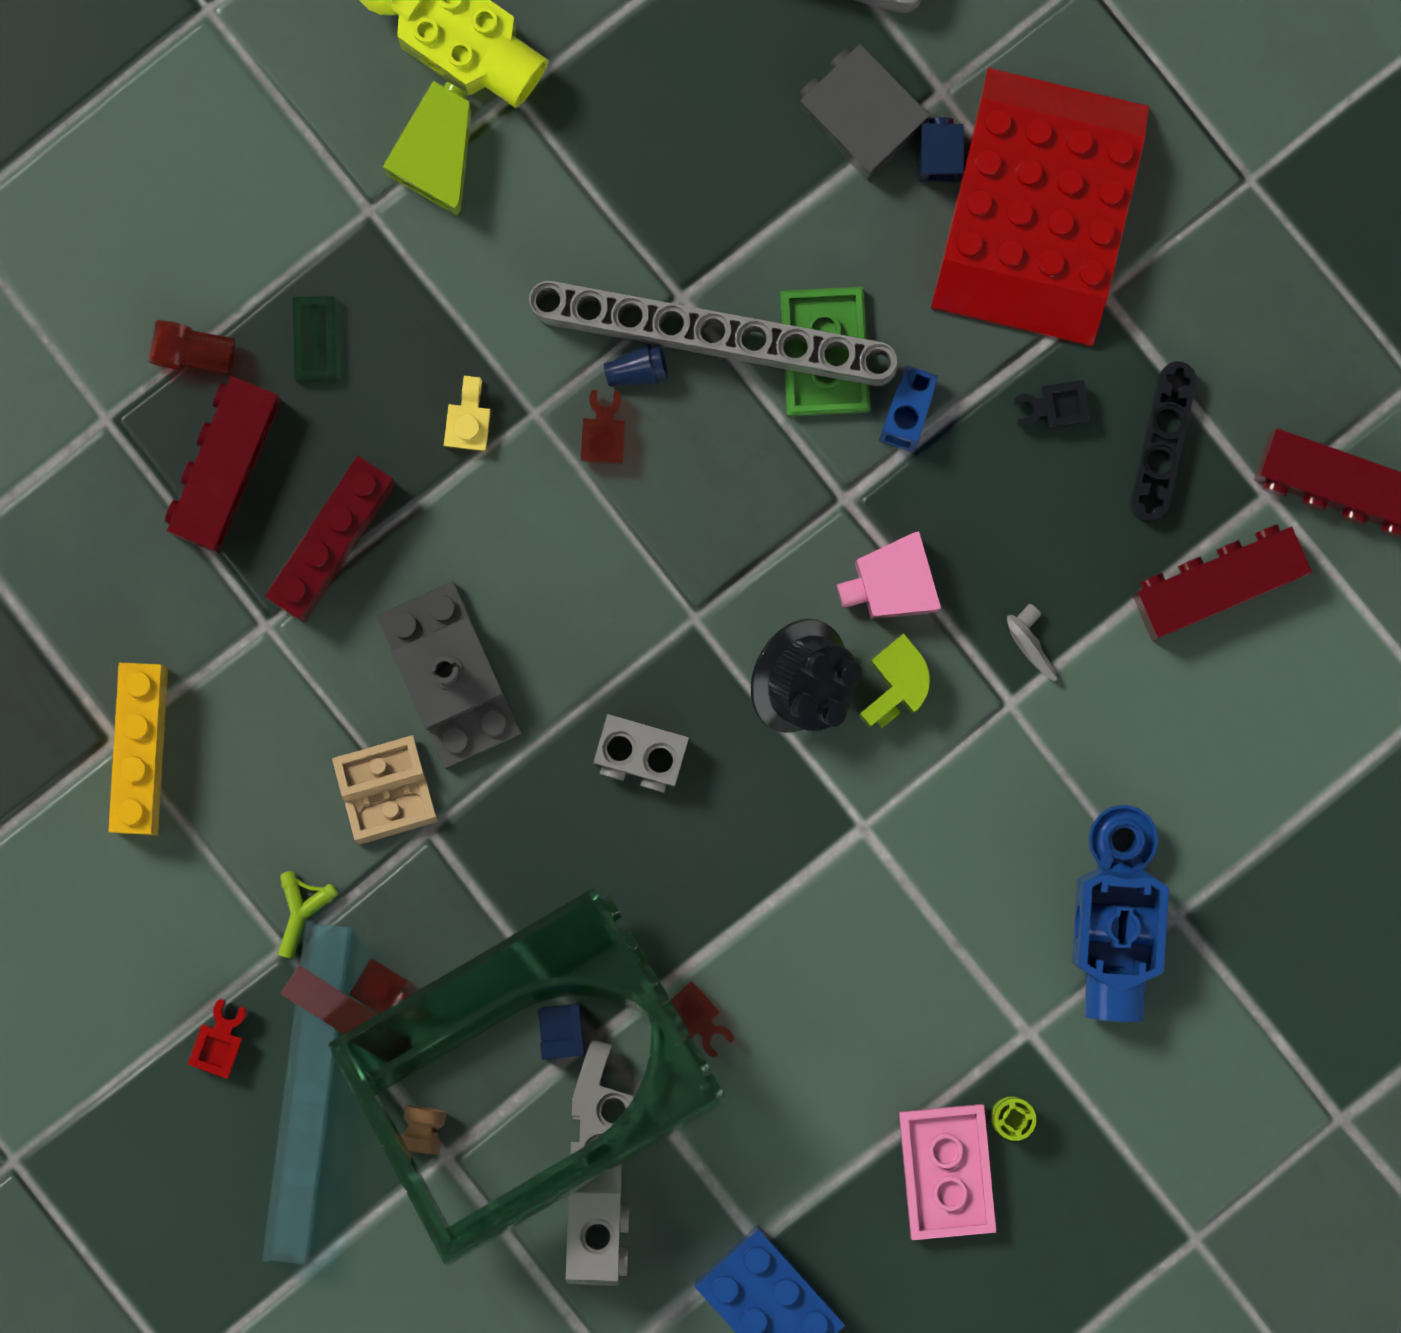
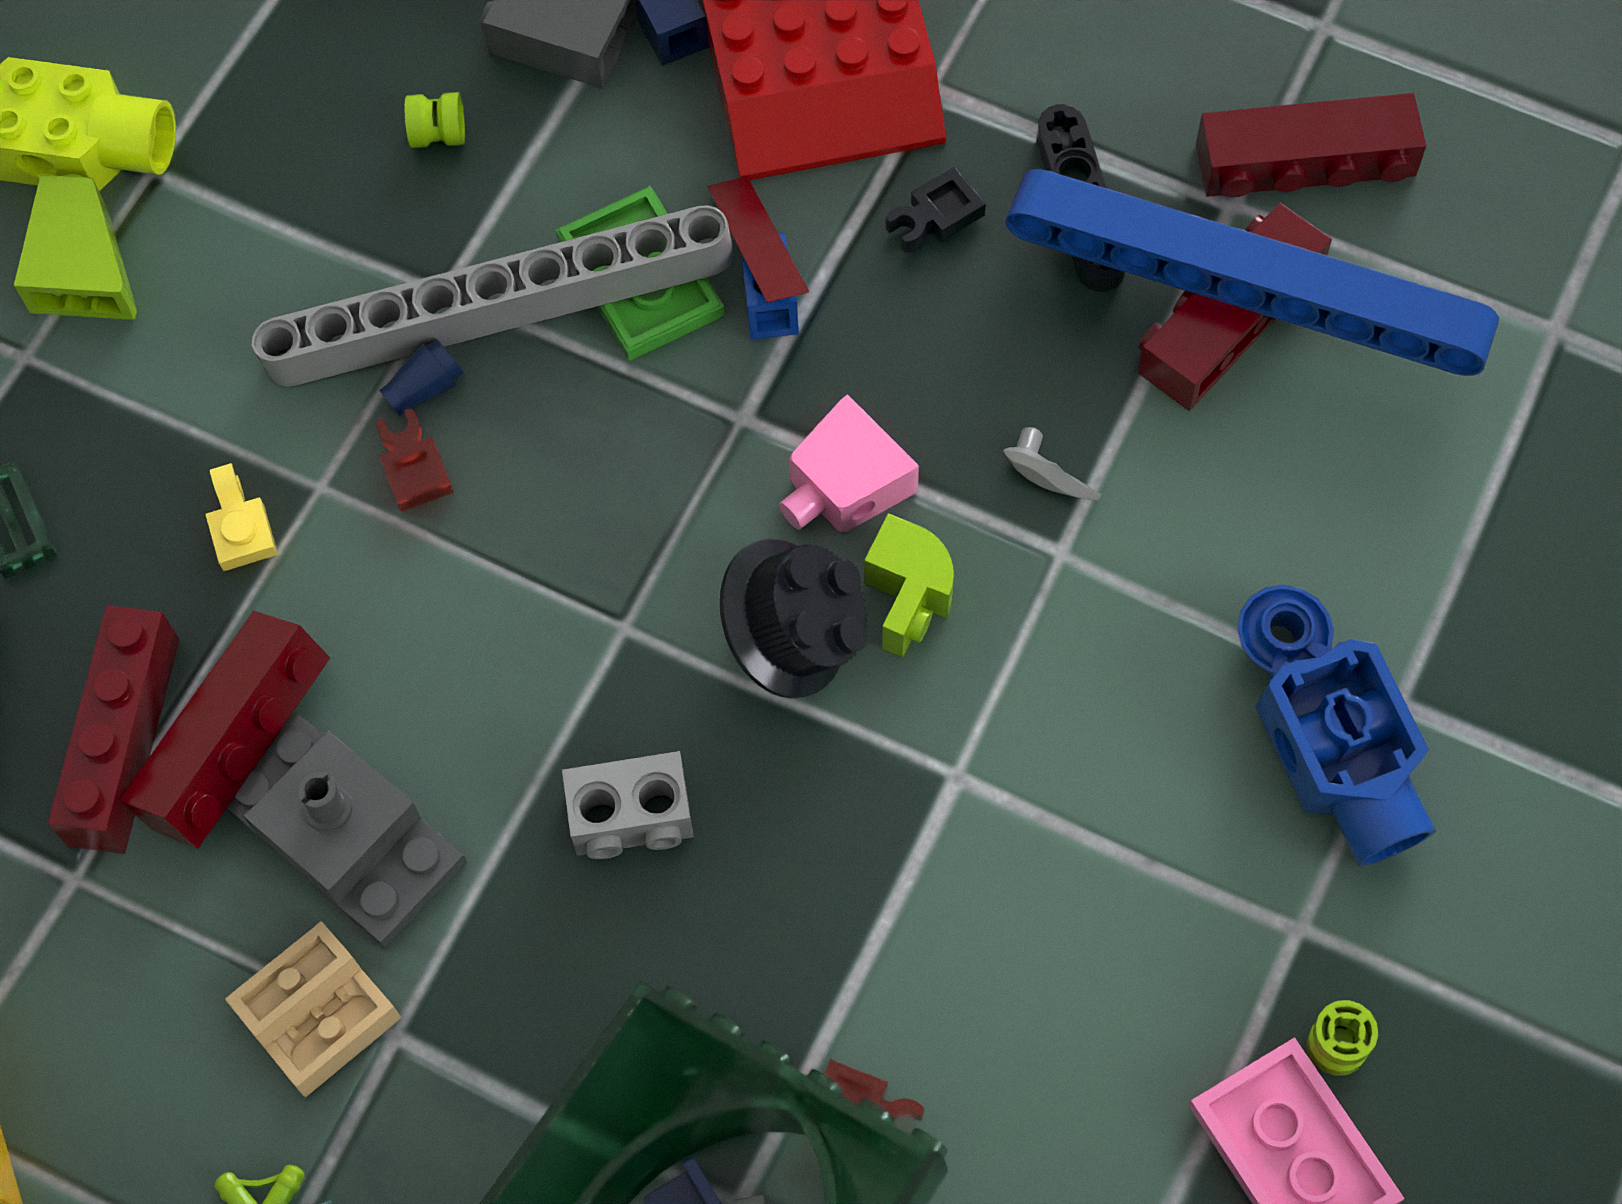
camera: 15 degrees left, 20 degrees down
(403, 576) = (225, 729): none -> dark red brick
(723, 157) = (434, 120): none -> lime wheel
(915, 376) = (758, 240): none -> dark red sticker
(1236, 577) = (1254, 272): none -> blue beam

